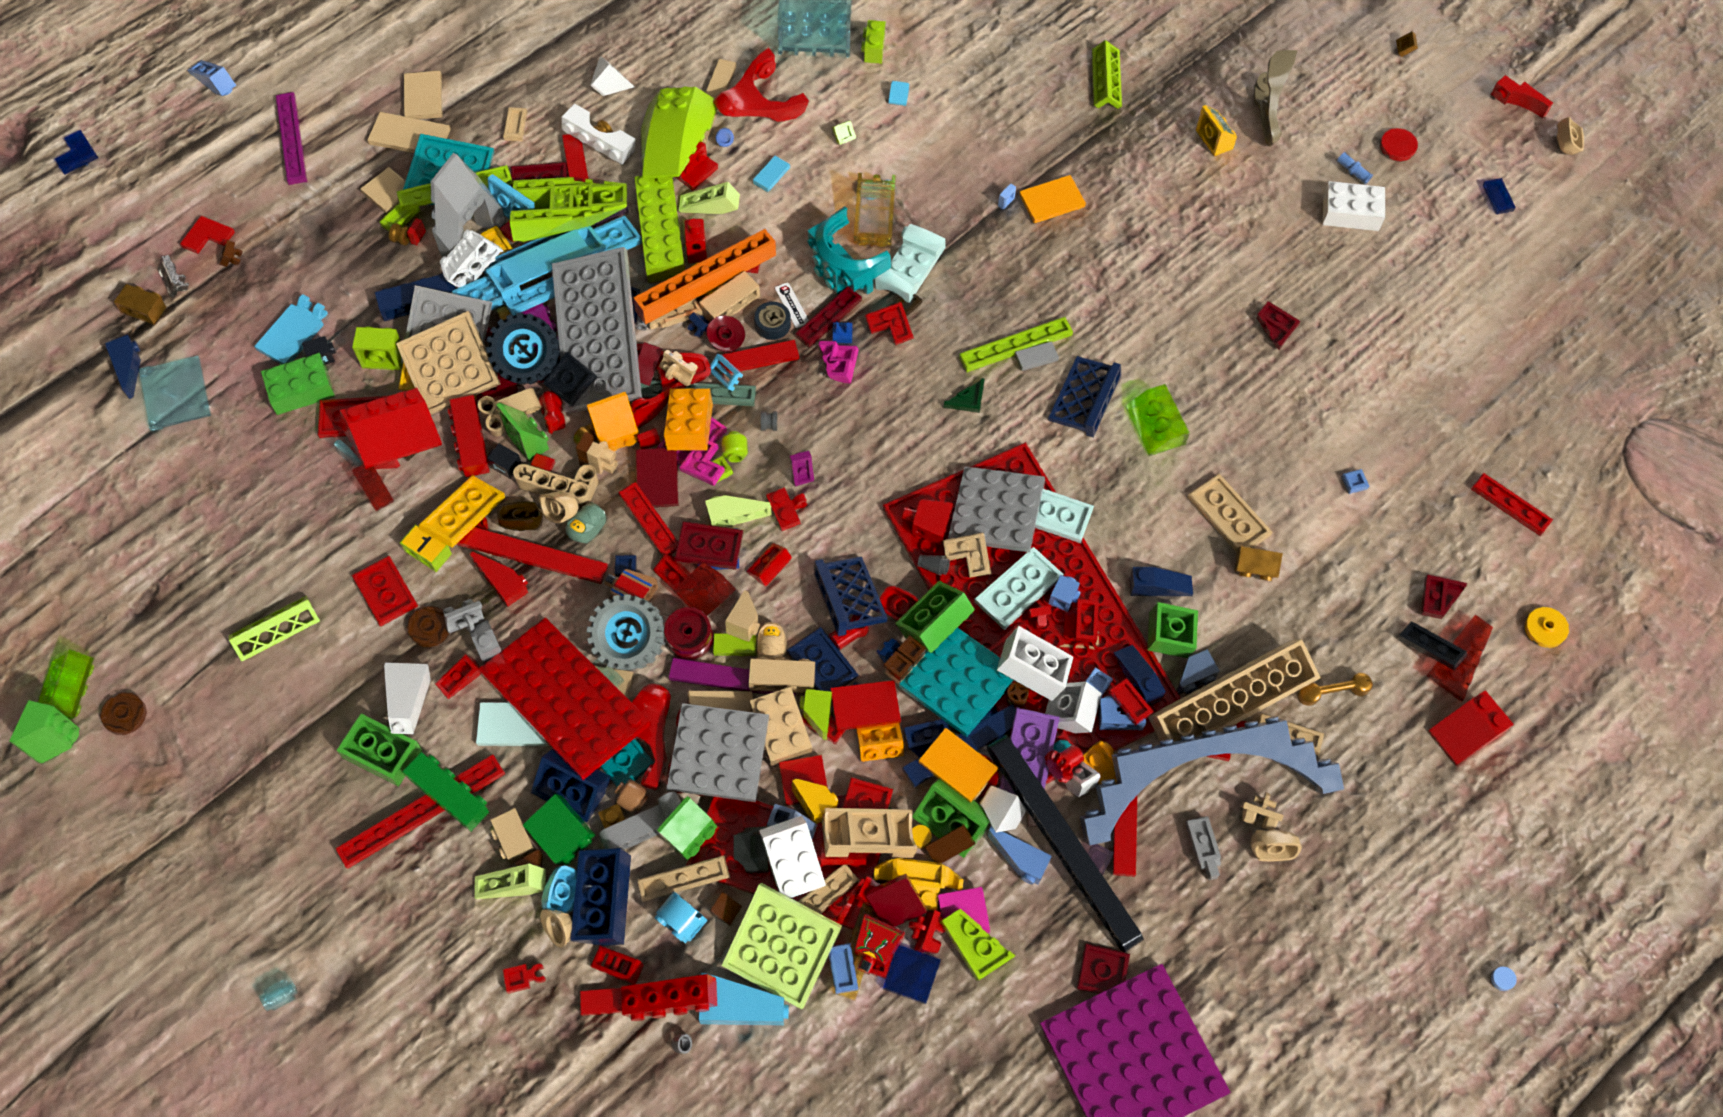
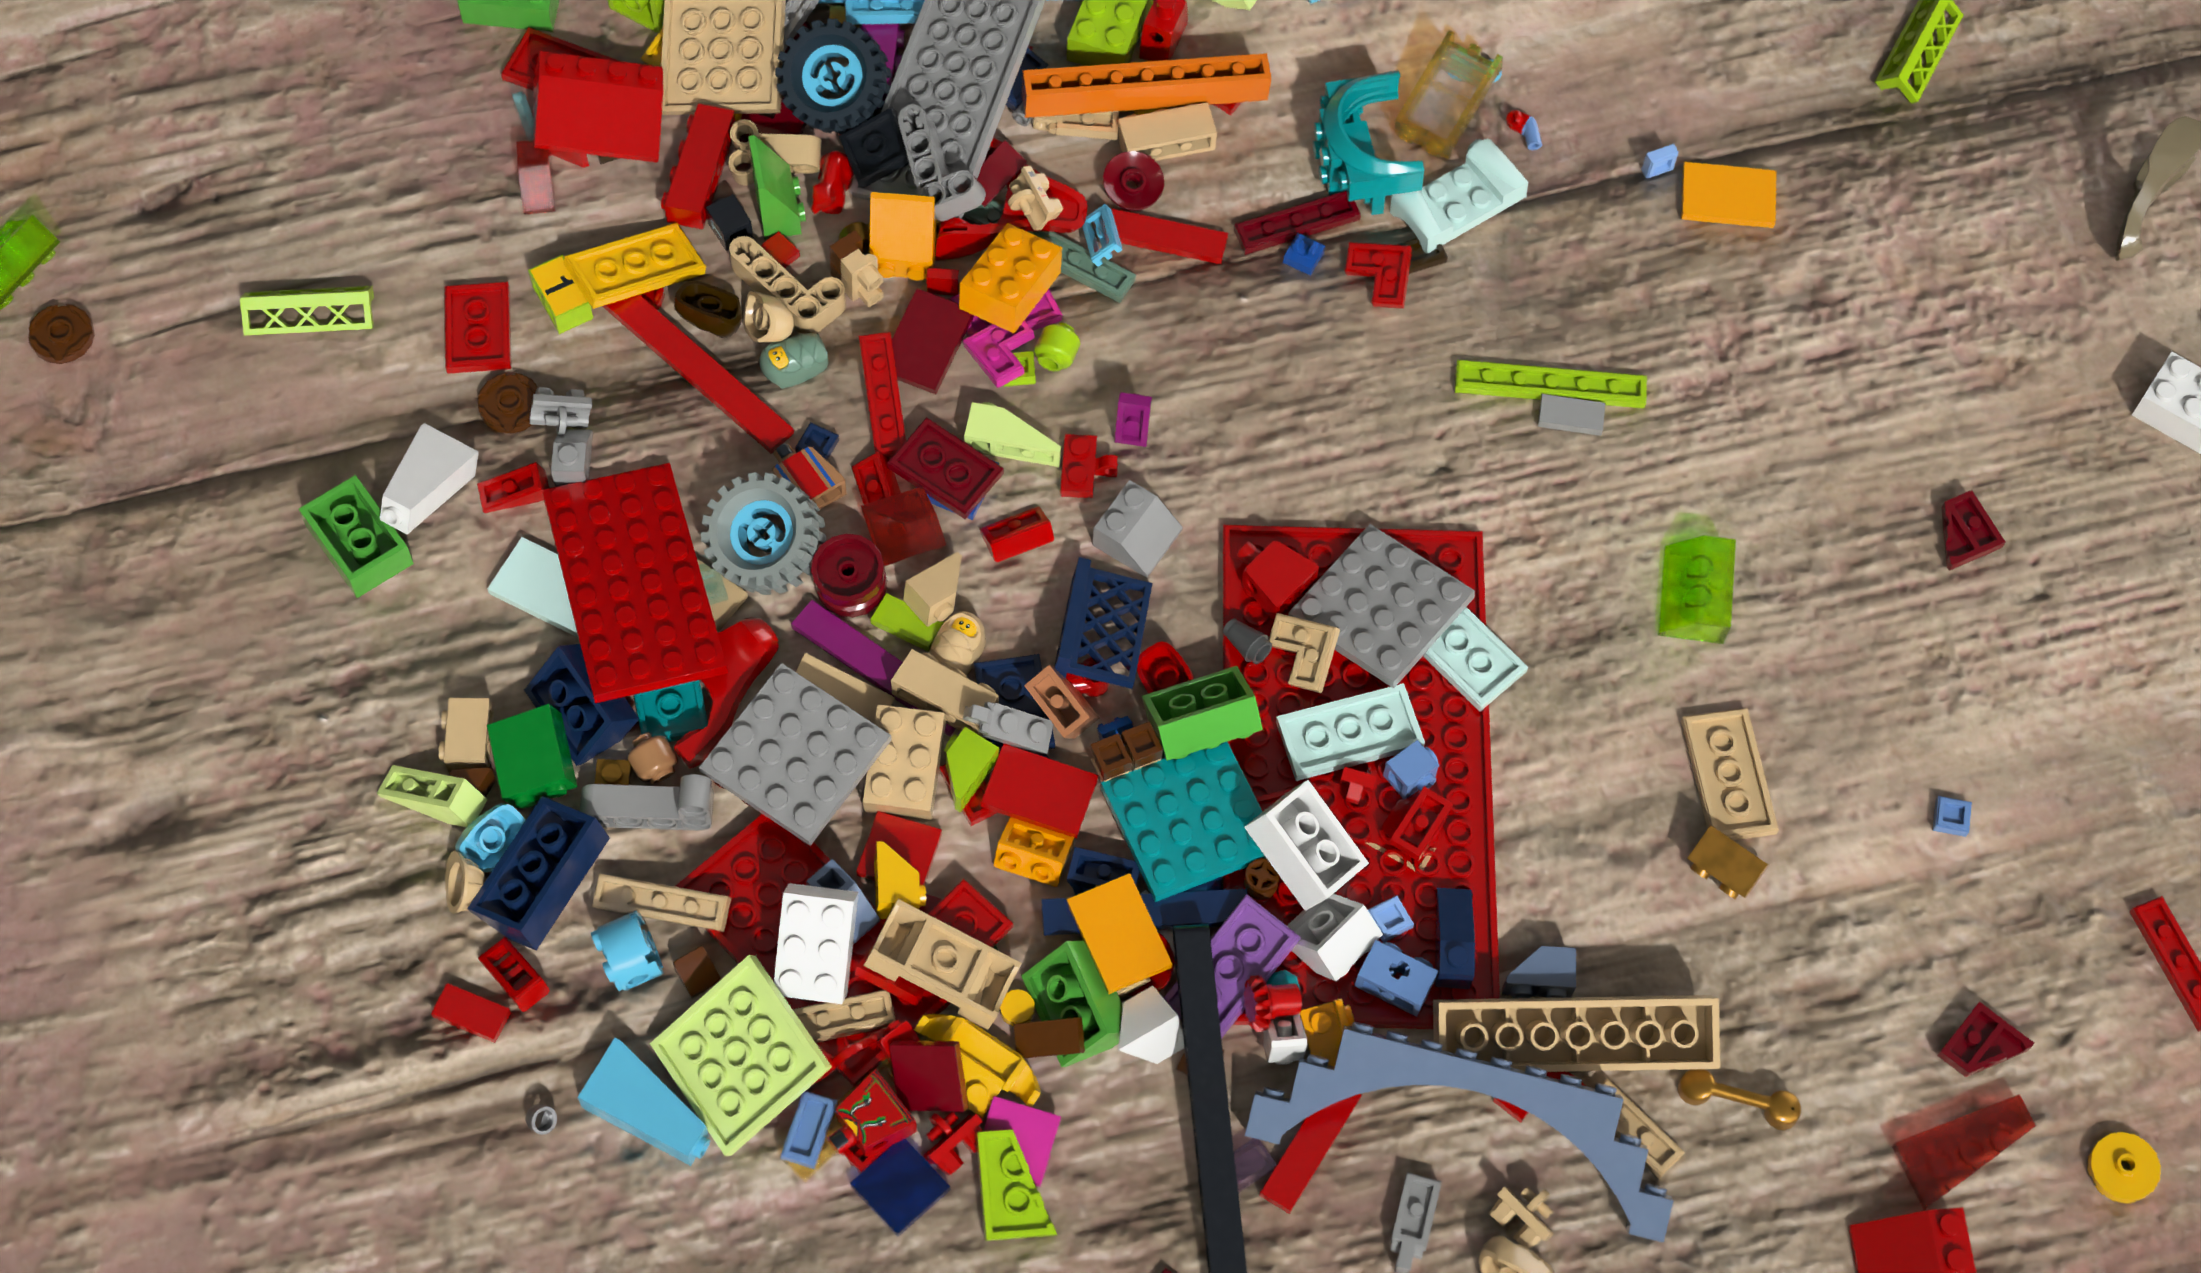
camera: 25 degrees right, 0 degrees up
(278, 995) = (63, 793): clear light blue brick -> none
(413, 815) = (368, 644): red plate -> none
(446, 791) = (411, 633): green brick -> none
(502, 579) = (640, 384): red slope -> none
(519, 977) = (378, 924): red plate -> none
(608, 372) = (931, 161): none -> light grey beam
(669, 996) = (555, 1046): red brick -> none
(687, 828) = (698, 835): slope -> none
(699, 322) = (1105, 148): dark blue tile -> none
(750, 850) = (763, 908): pearl dark grey slope -> none
(769, 420) = (1126, 332): dark grey wheel -> none
(778, 326) = (1217, 203): wheel -> none
(791, 302) = (1254, 182): white sticker -> none
(831, 676) = (1011, 726): none -> light grey hinge
(836, 530) = (1136, 529): none -> light grey slope
(839, 360) = (1276, 292): dark pink slope -> none
(850, 648) = (1061, 702): none -> nougat slope
(924, 208) = (1525, 126): none -> arm
(967, 399) = (1434, 431): dark green tile -> none
(1024, 859) = (1146, 1113): medium blue slope -> none
(1101, 400) = (1626, 525): dark blue fence -> none
(1130, 701) = (1415, 964): red tile -> none
(1159, 582) = (1565, 822): dark blue slope -> none
(1172, 630) = (1540, 897): bright green brick -> none
(1215, 131) = (2040, 200): yellow slope -> none
(1433, 645) = (1923, 1106): black plate -> none

